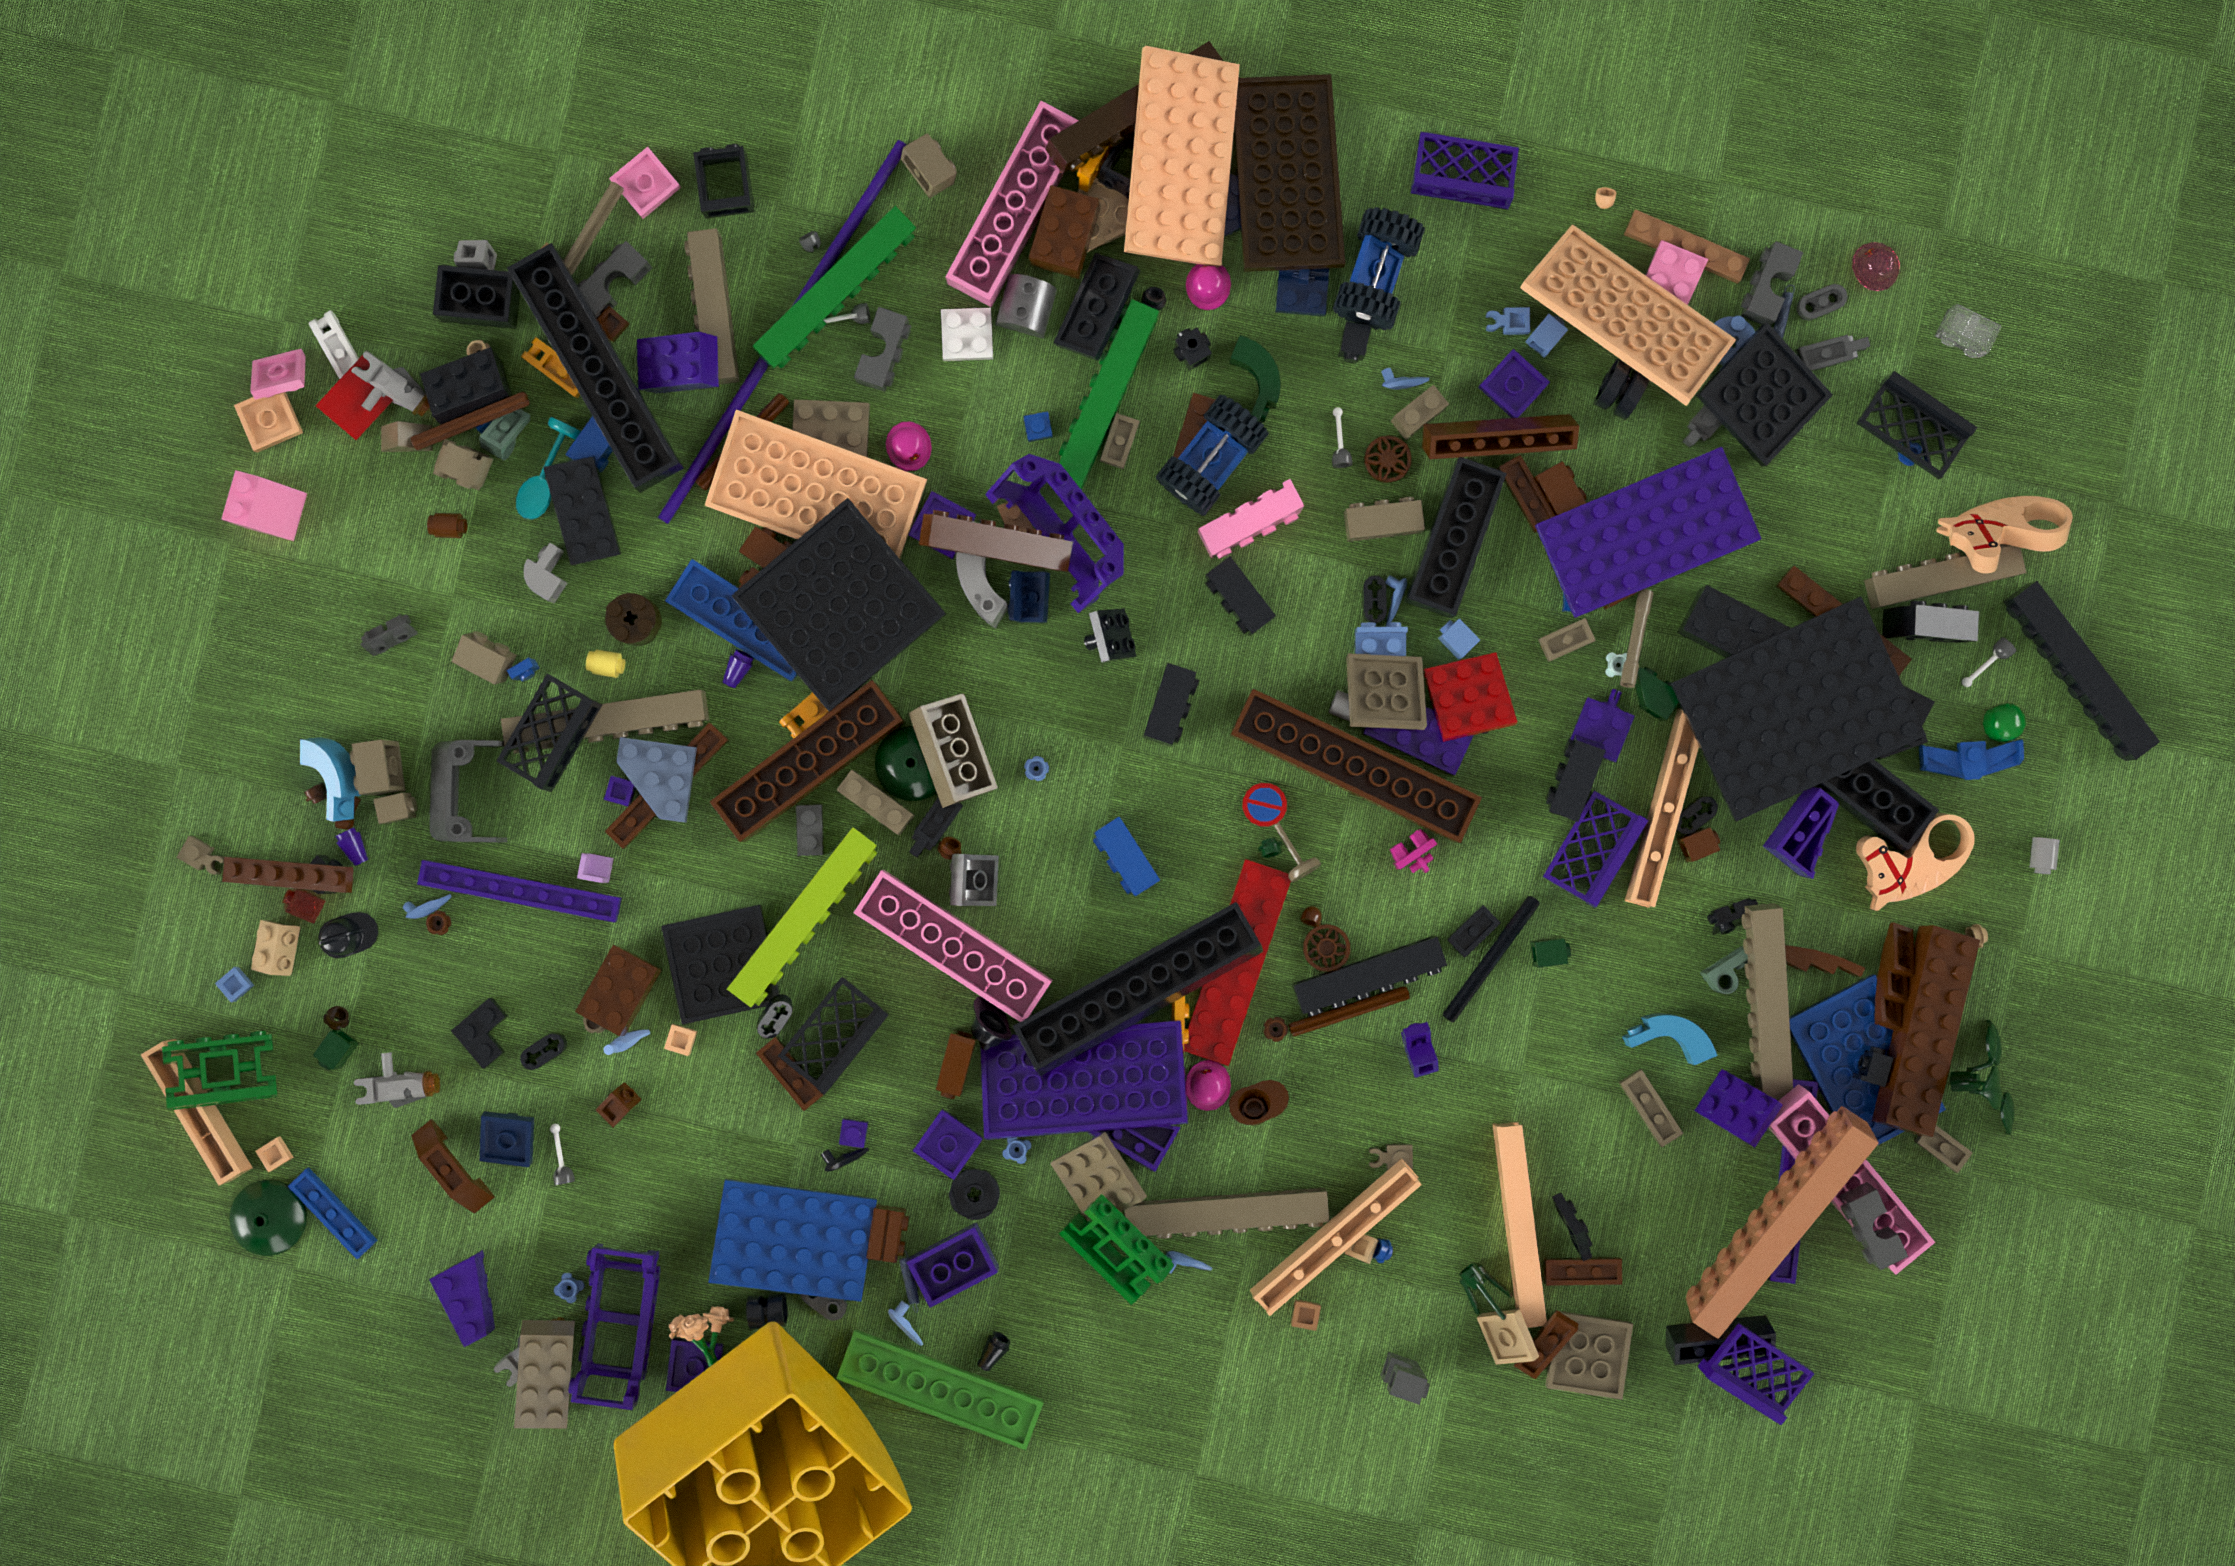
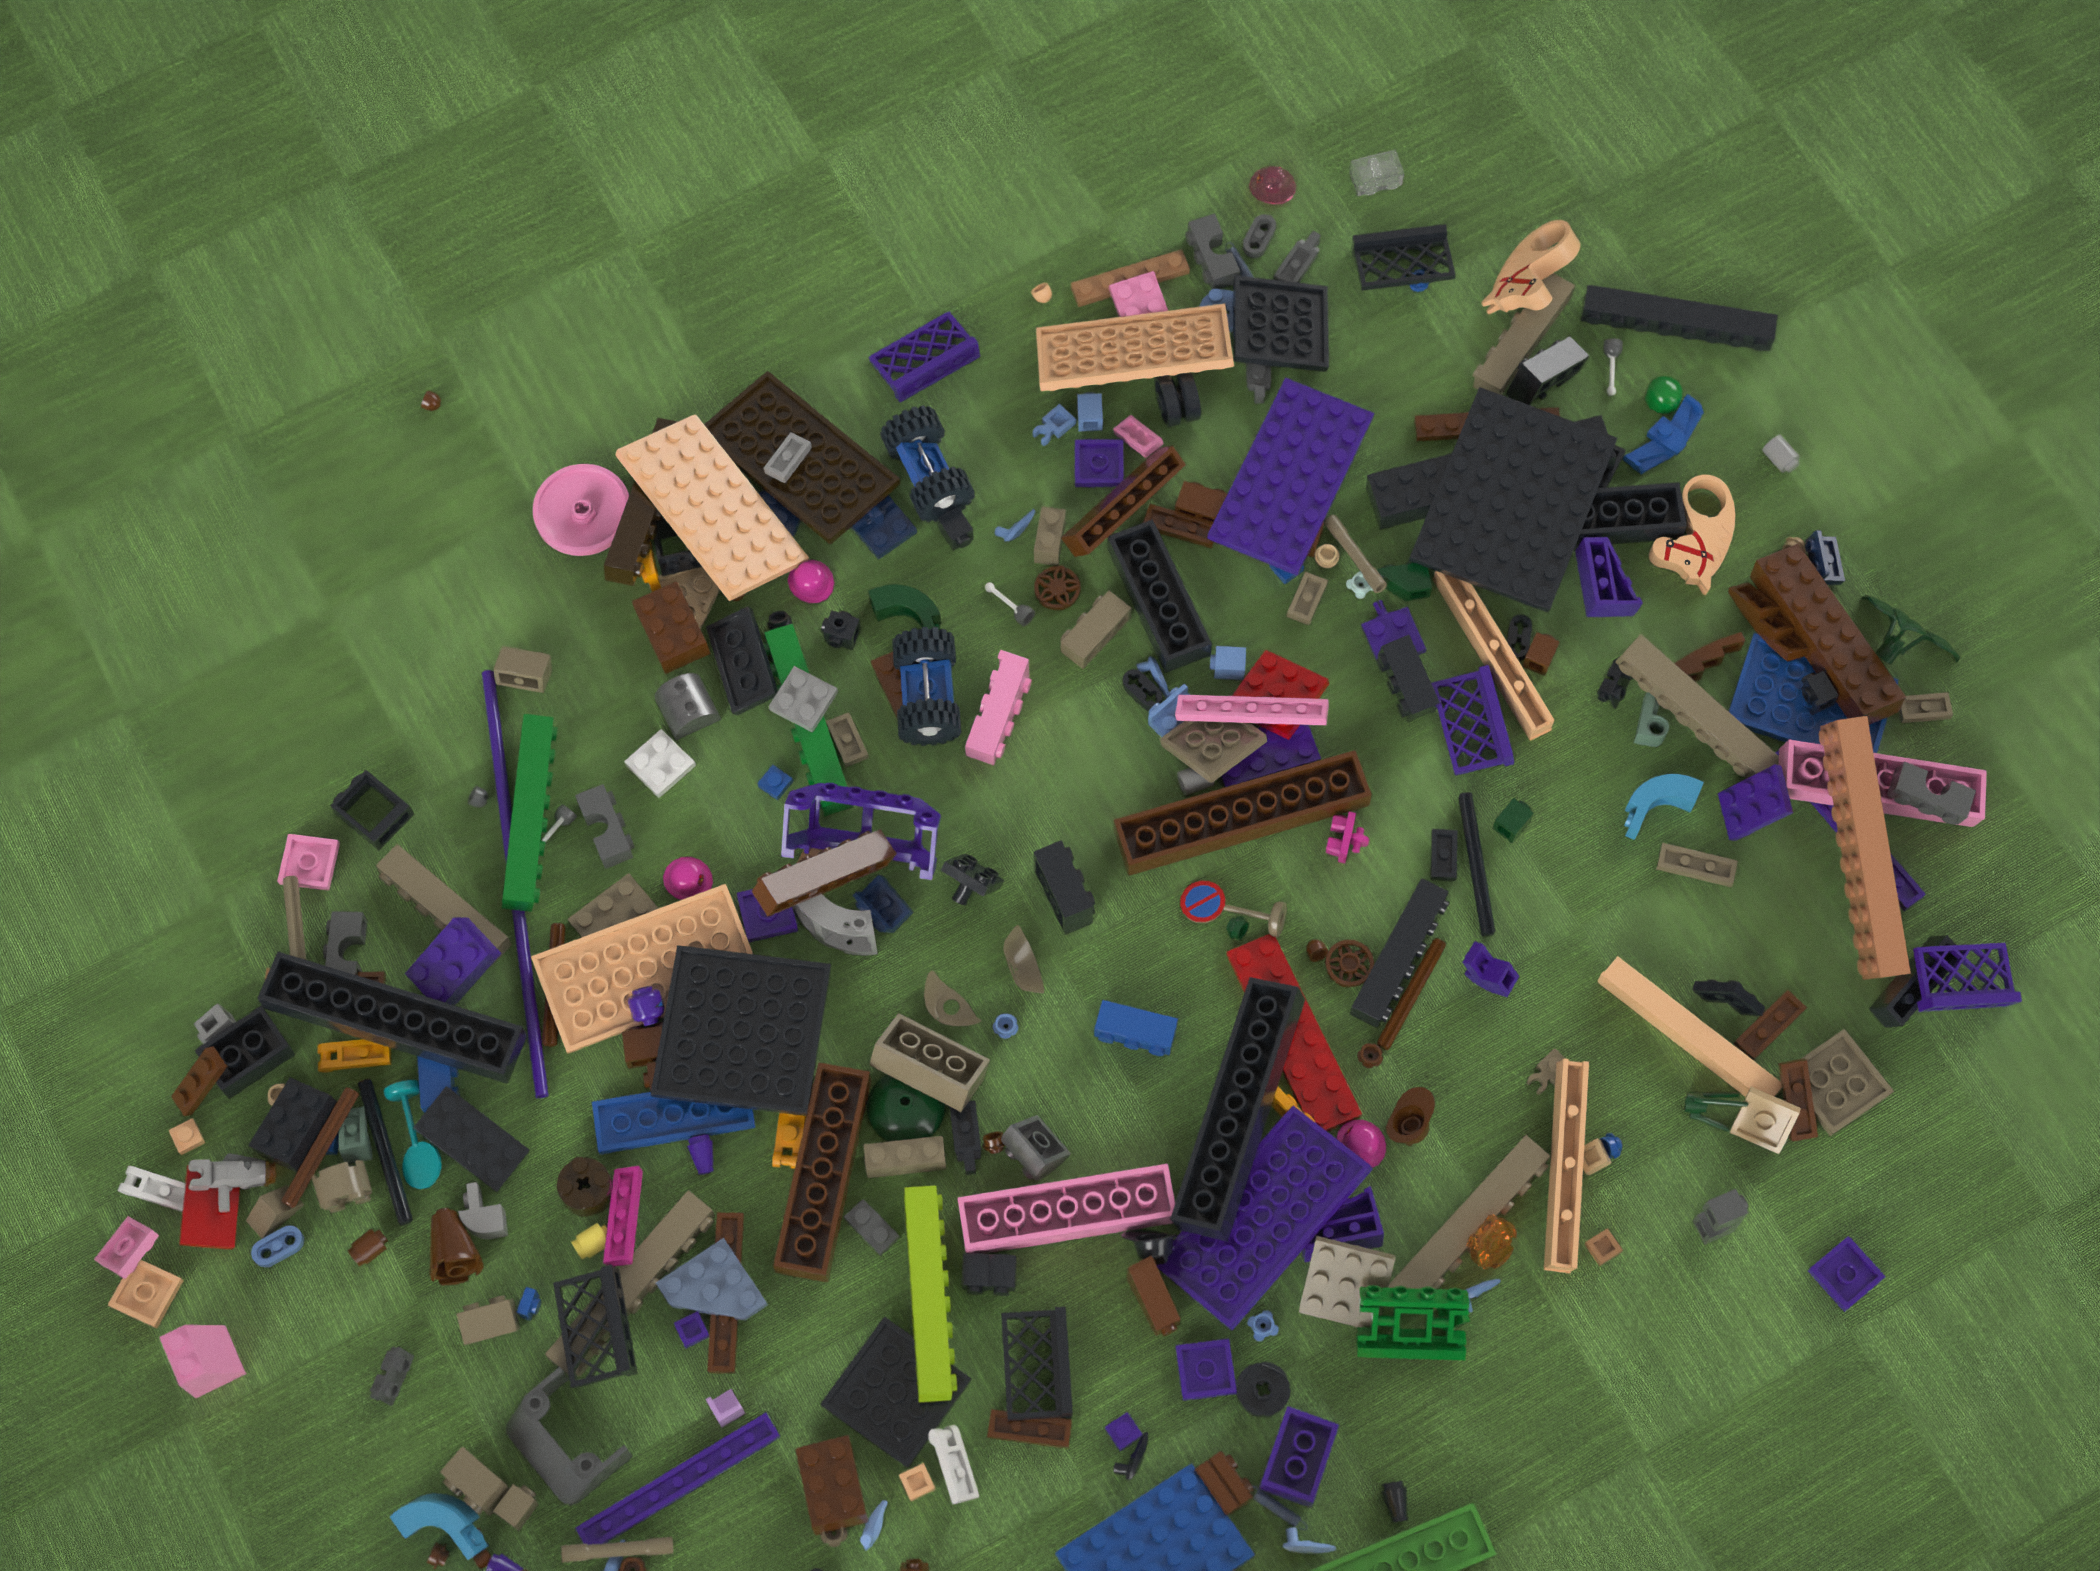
camera: 40 degrees left, 20 degrees down
(387, 467) = (278, 1246): none -> medium blue plate
(390, 323) = (187, 1136): none -> light nougat plate
(412, 885) = (649, 1547): none -> dark tan piece
(423, 291) = (199, 1081): none -> reddish brown plate
(502, 580) = (452, 1250): none -> reddish brown cone
(518, 462) = (385, 1152): none -> black axle
(639, 666) = (623, 1216): none -> dark pink plate
(716, 1051) = (954, 1464): none -> white plate
(770, 1013) = (976, 1392): black beam -> none
(787, 523) = (646, 1005): none -> dark purple head
(860, 940) = (989, 1273): none -> black brick
(1008, 699) = (935, 996): none -> dark tan piece
(1010, 210) = (615, 647): bright pink brick -> none
(1084, 66) = (580, 509): none -> bright pink dish
(1086, 745) = (1021, 957): none -> dark tan piece
(1111, 382) = (803, 699): none -> light grey plate
(1228, 1243) = (1496, 1231): none -> clear orange plate
(1239, 597) = (1041, 770): black brick -> none
(1275, 168) = (787, 457): none -> light grey plate
(1435, 696) = (1252, 709): none -> bright pink plate
(1457, 1489) = (1846, 1273): none -> dark purple plate
(1564, 389) = (1138, 436): none -> bright pink plate
(1614, 619) = (1327, 556): none -> tan plate
(1990, 966) = (1825, 557): none -> dark blue bracket

